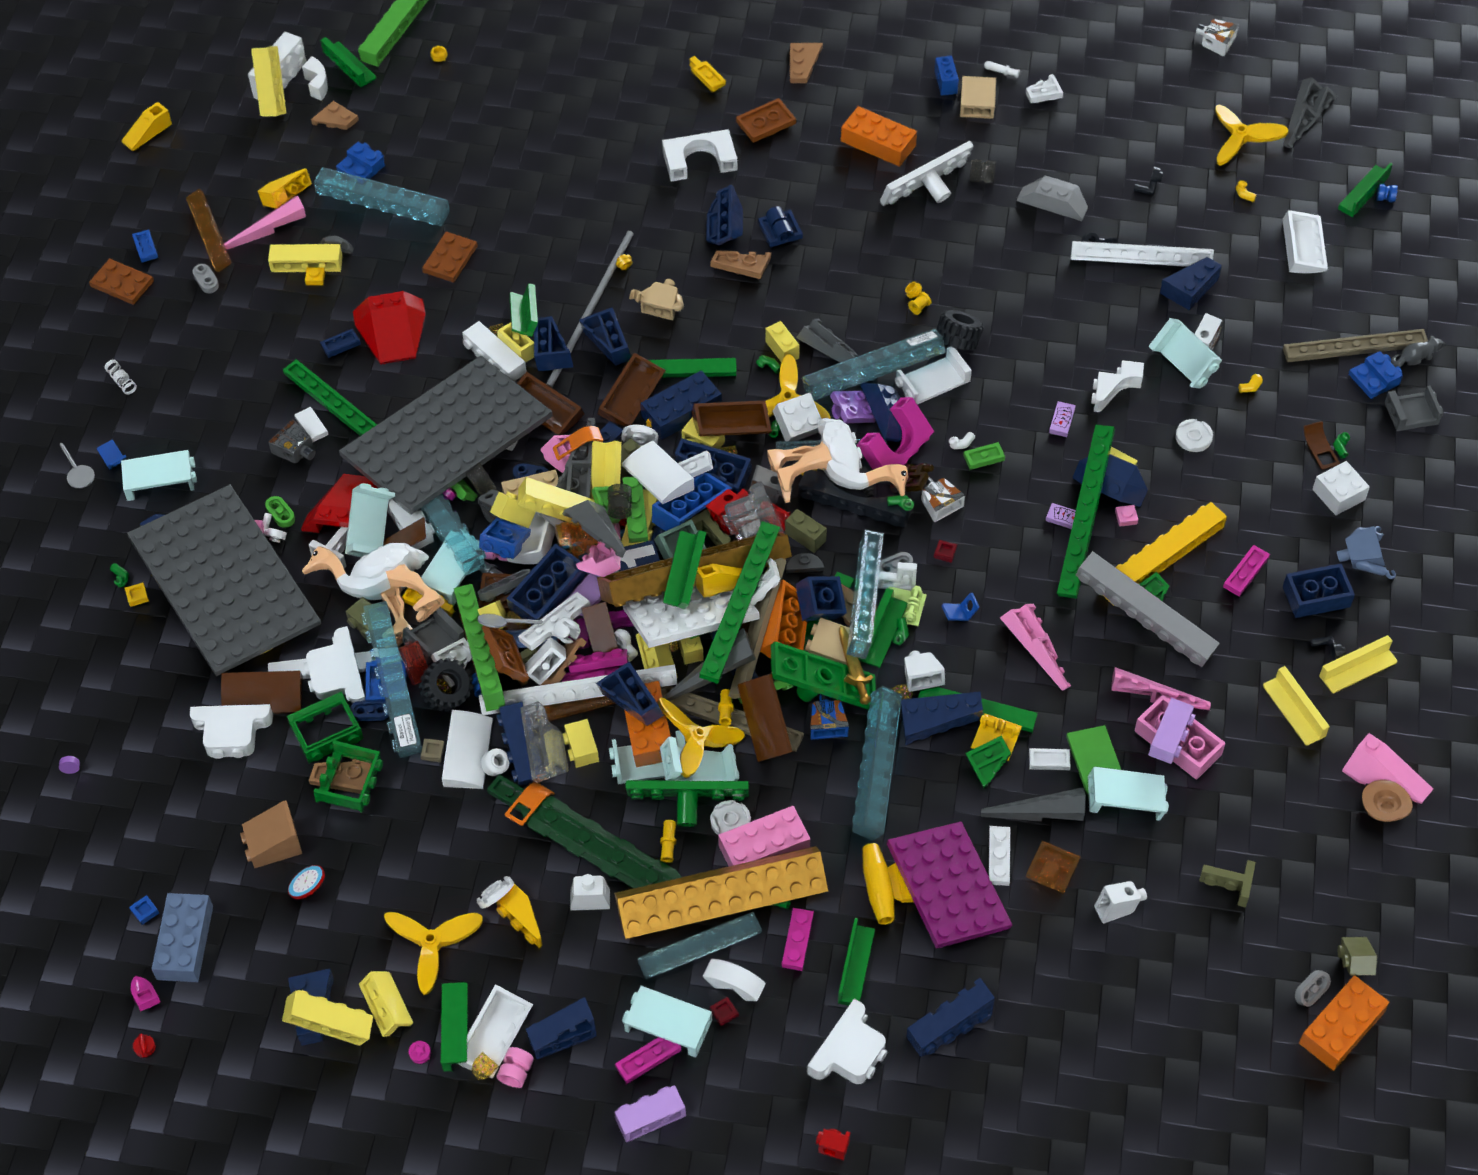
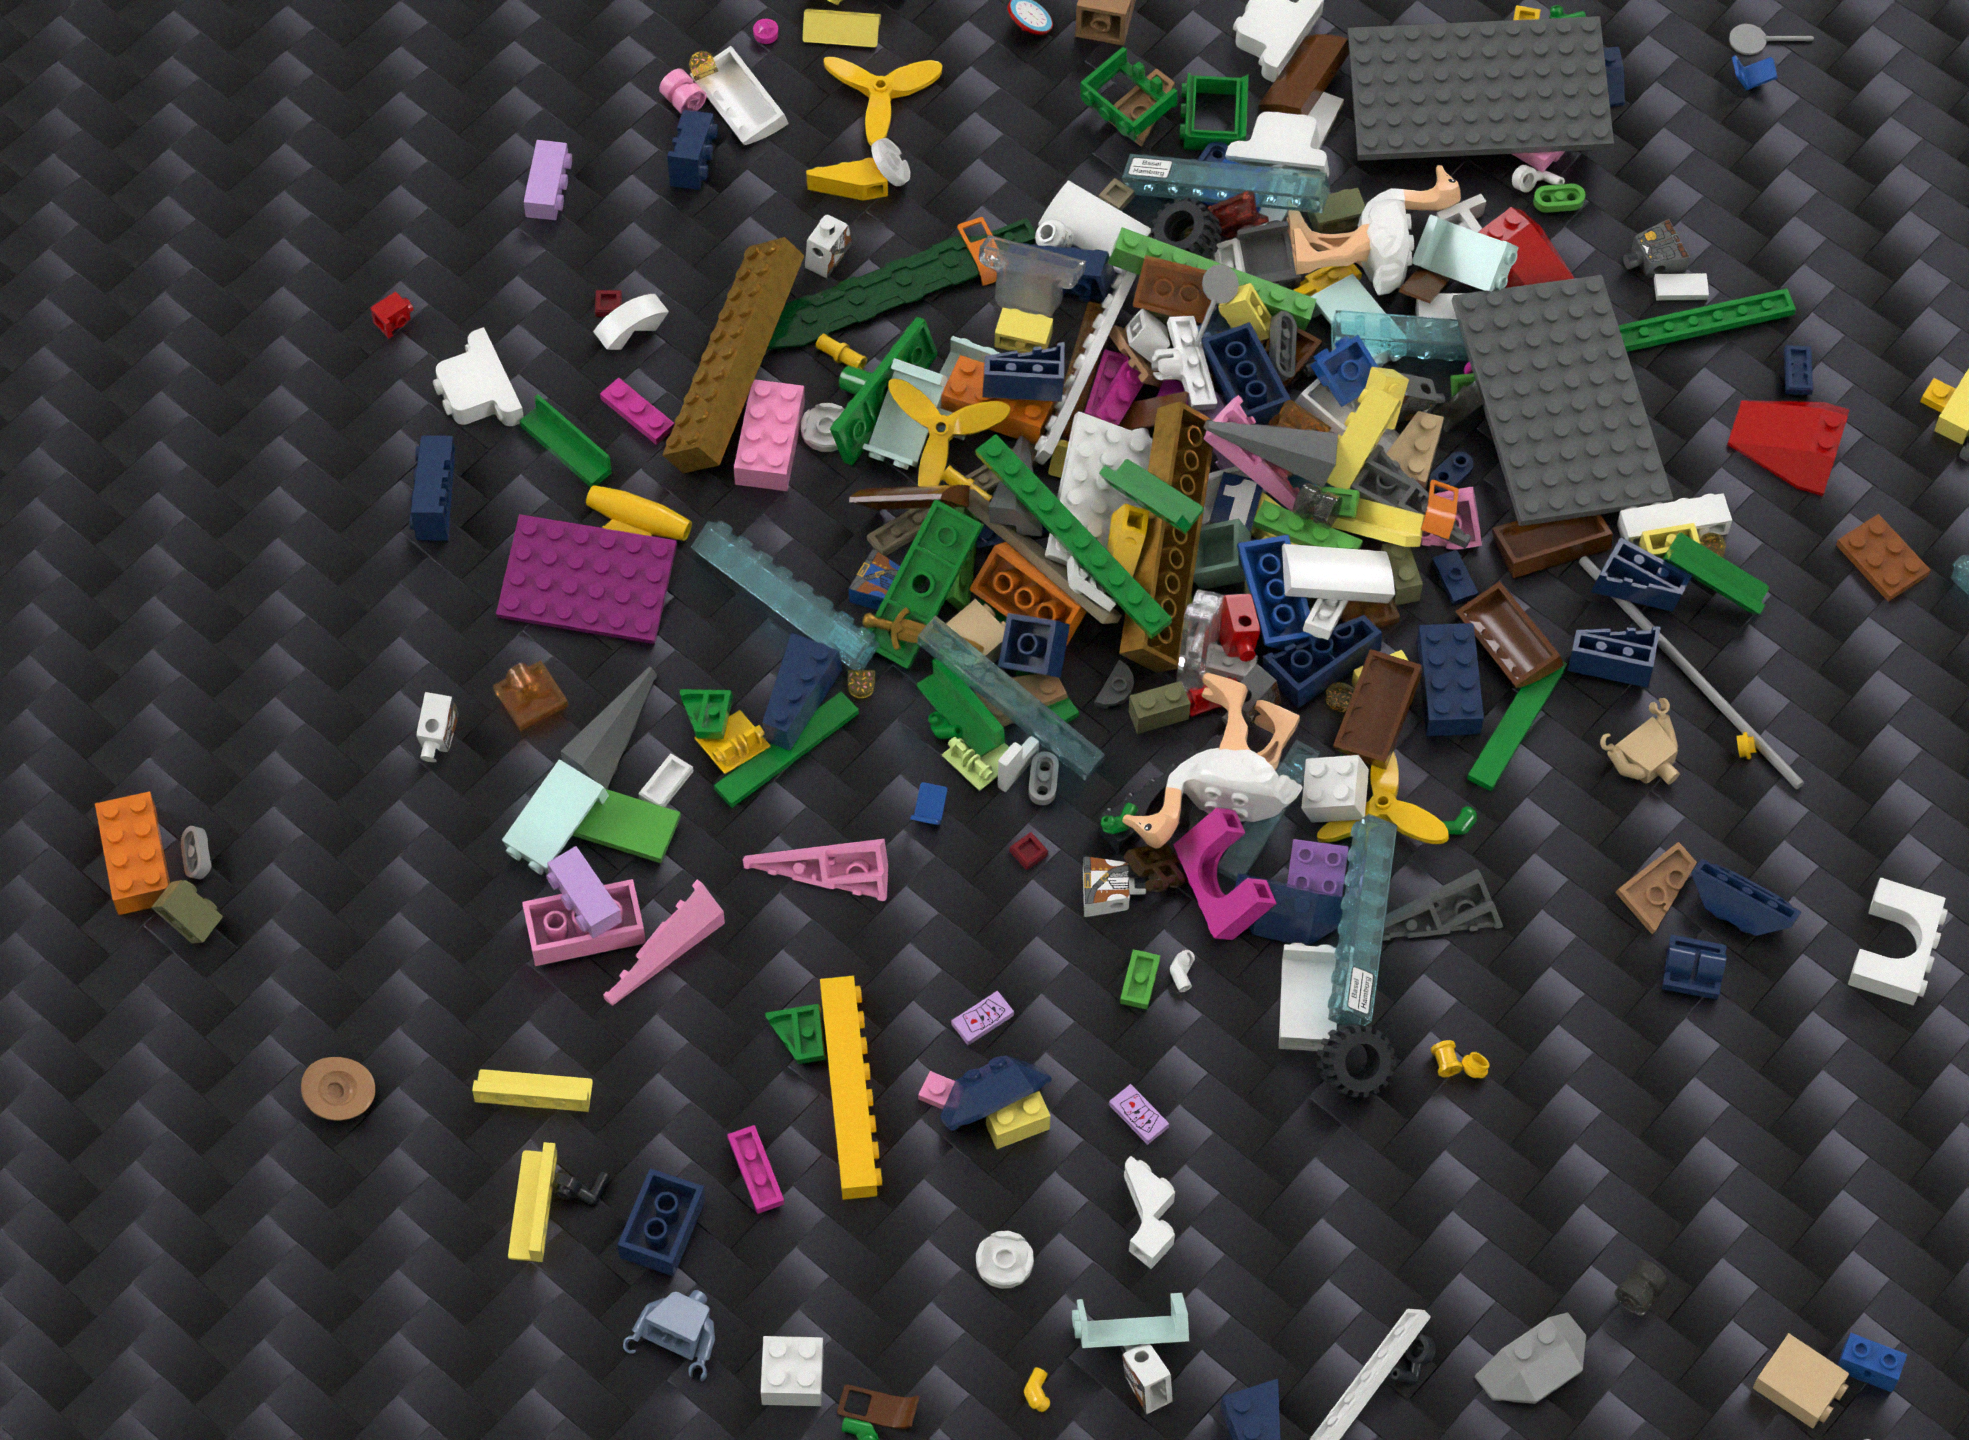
camera: 120 degrees right, 5 degrees up
(119, 374) = (1882, 127): white piece -> none
(157, 472) = (1693, 103): light aqua panel -> none
(454, 1024) = (769, 61): green panel -> none
(640, 434) = (1422, 600): white tile -> none
(646, 1058) = (608, 210): dark pink plate -> none
(668, 1019) = (630, 241): light aqua panel -> none
(699, 945) = (698, 318): clear light blue plate -> none
(766, 120) = (1921, 1067): dark orange plate -> none
(781, 341) = (1479, 849): light yellow brick -> none
(878, 136) = (1796, 1192): orange brick -> none
(923, 671) = (871, 710): white torso -> none
(929, 176) = (1666, 1202): white plate -> none
(999, 855) = (587, 656): white plate -> none
(1086, 510) = (963, 1022): green plate -> none
(1147, 609) = (772, 995): light grey brick -> none
(1230, 880) = (375, 860): olive bracket -> none
(1377, 761) = (385, 1124): bright pink wedge -> none

